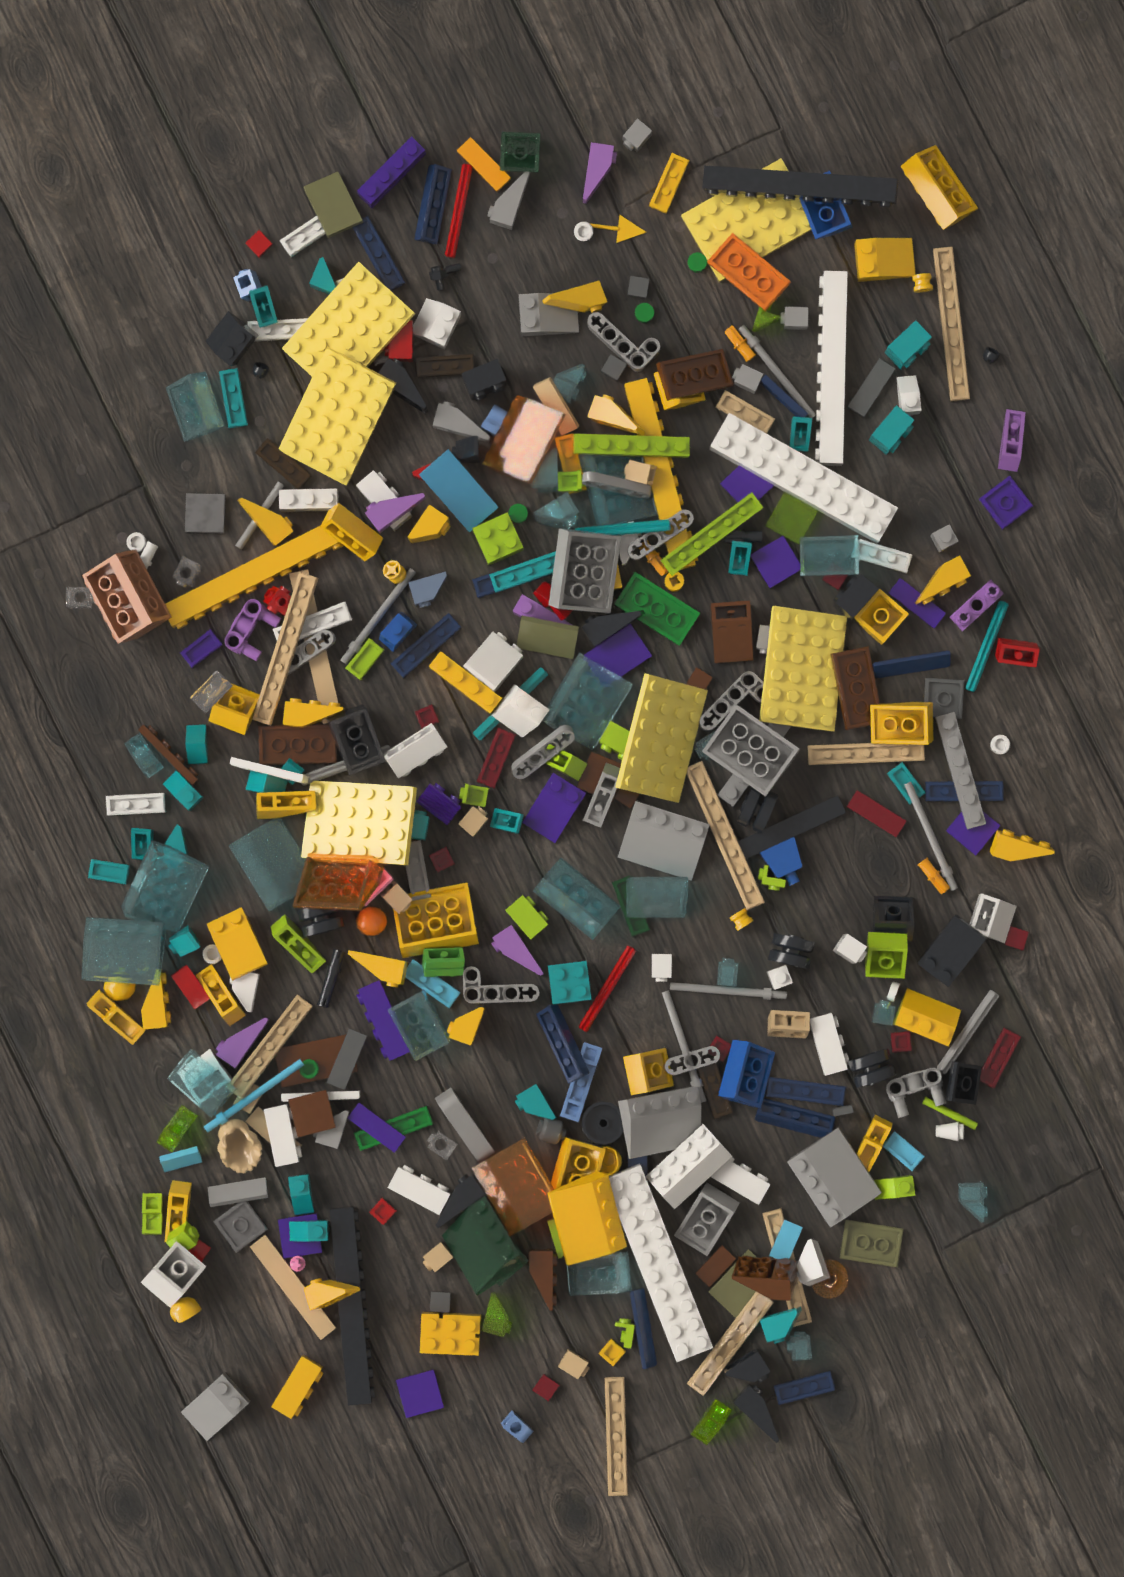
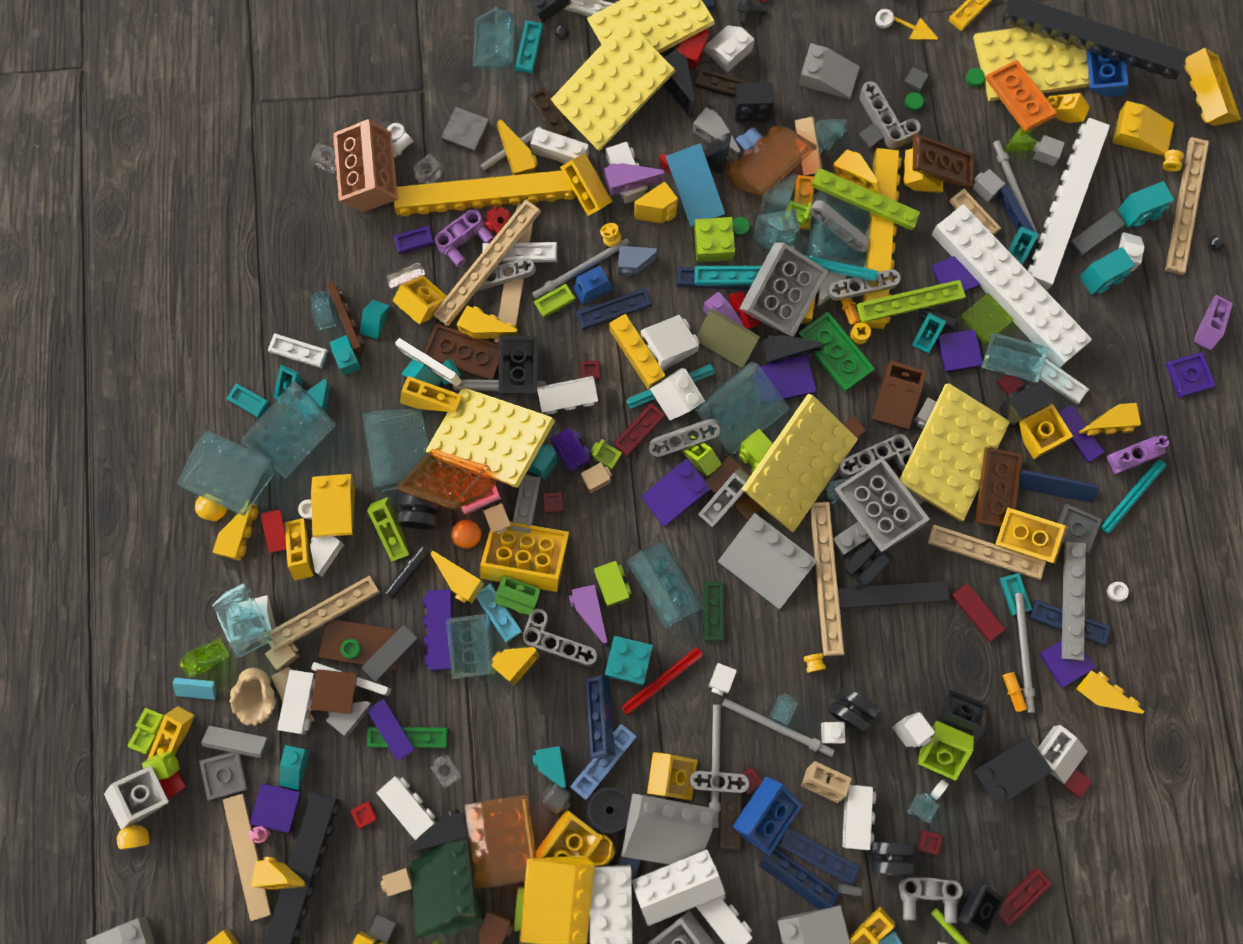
camera: 20 degrees right, 10 degrees down
(115, 1017) = (194, 532): yellow slope -> none
(184, 942) = (285, 486): teal slope -> none
(222, 1117) = (248, 662): medium azure bar -> none
(238, 1045) = (295, 601): medium lavender slope -> none
(309, 1230) = (285, 806): teal slope -> none
(464, 1125) = (475, 761): light grey beam -> none
(507, 821) = (628, 489): teal slope -> none
(581, 298) = (860, 65): yellow slope -> none
(640, 472) = (866, 223): tan brick -> none
(657, 897) = (742, 610): clear light blue slope -> none
(740, 343) = (990, 155): light orange axle -> none
(773, 883) = (858, 640): lime bracket -> none
(783, 860) = (875, 622): blue torso -> none
(799, 264) = (1069, 107): none -> yellow slope
(927, 1017) = (964, 829): yellow slope -> none
(944, 538) = (1124, 384): light grey brick -> none
(968, 1031) = (1000, 858): light grey axle -> none
(1017, 652) = (1163, 510): red brick -> none

